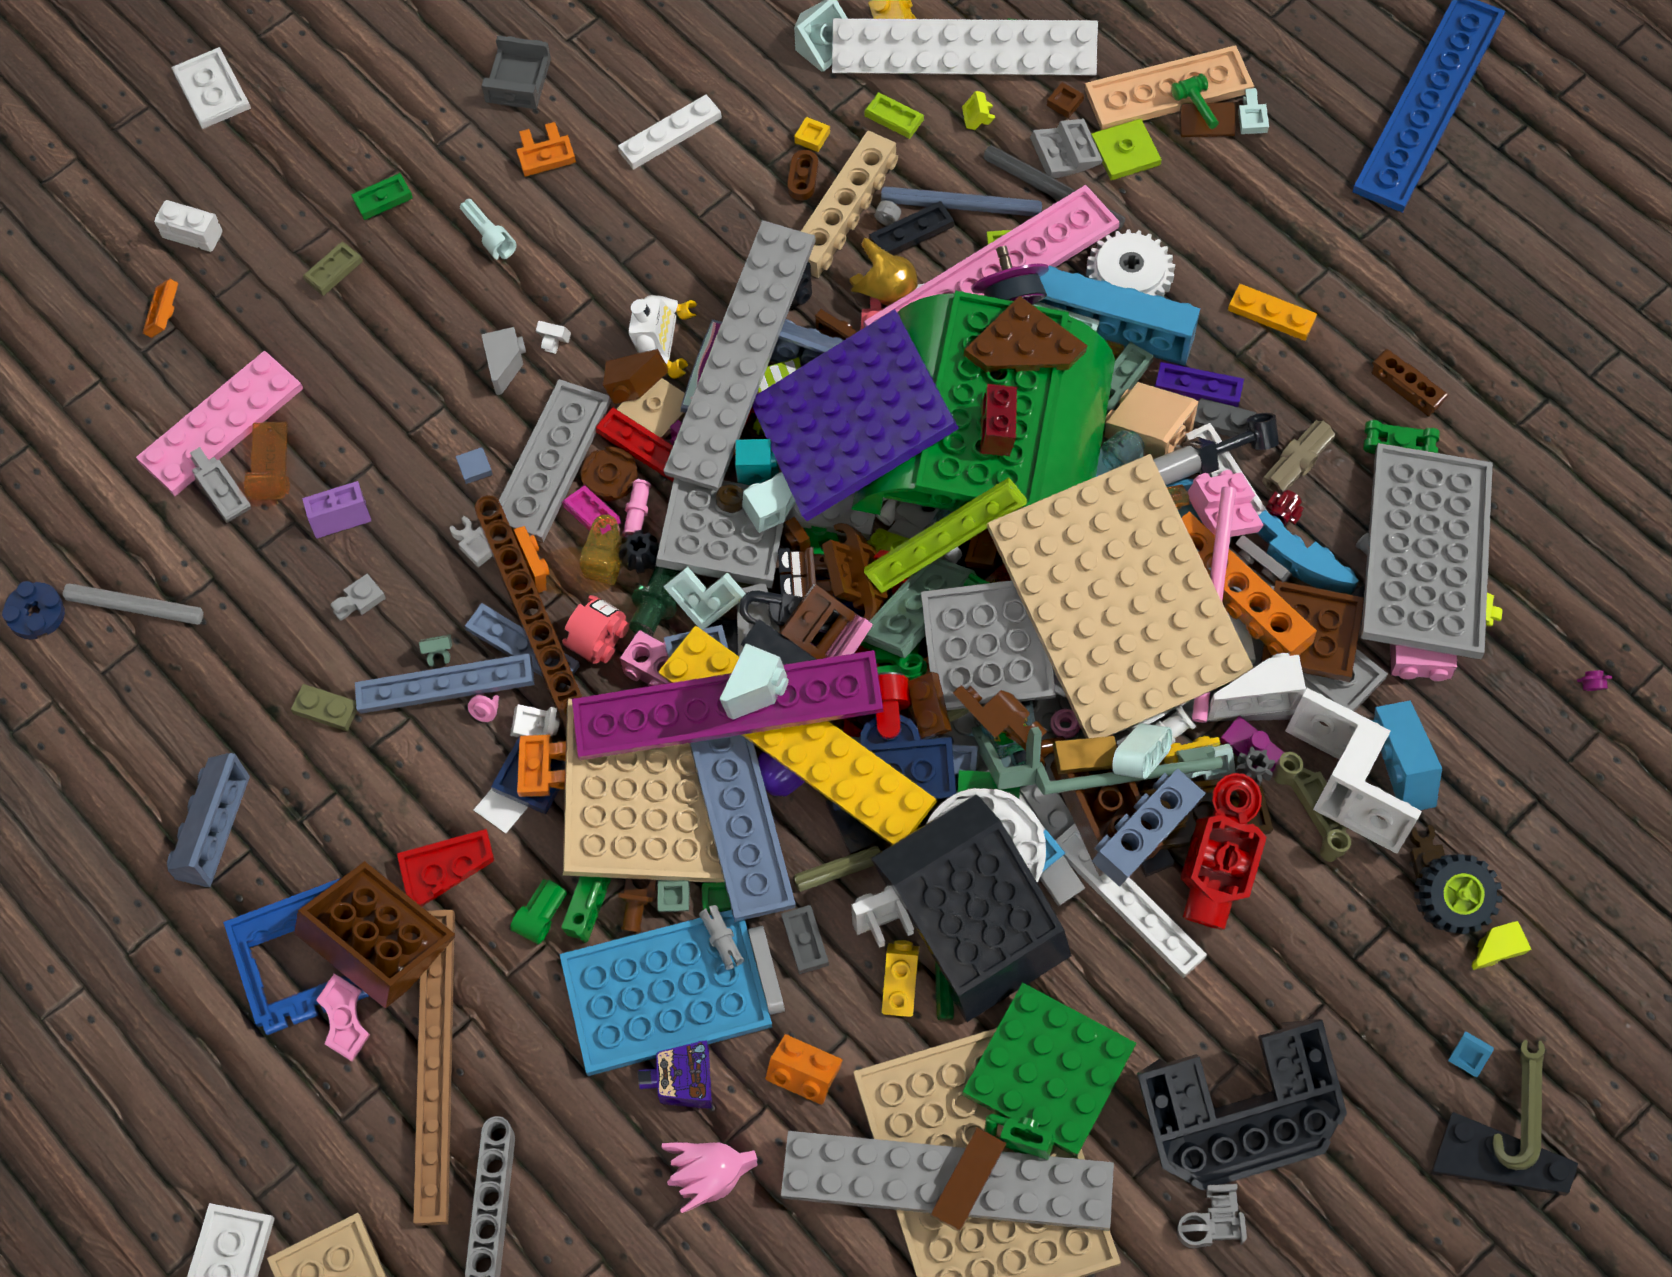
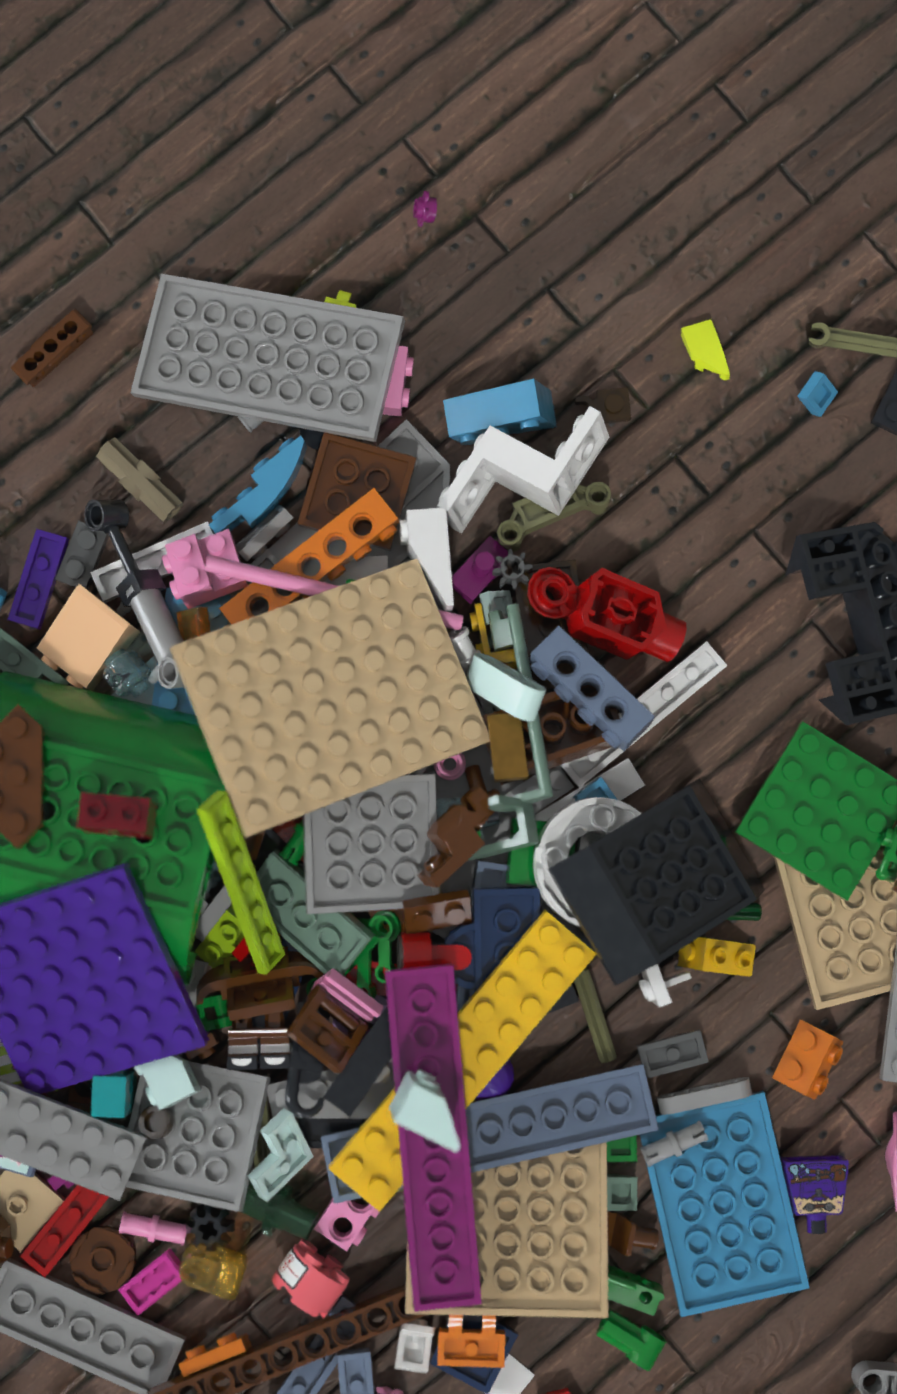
camera: 90 degrees left, 20 degrees up
(1285, 506) = (202, 502): dark red gear -> none
(1399, 437) = (122, 367): green plate -> none
(1458, 893) = (658, 382): black wheel -> none

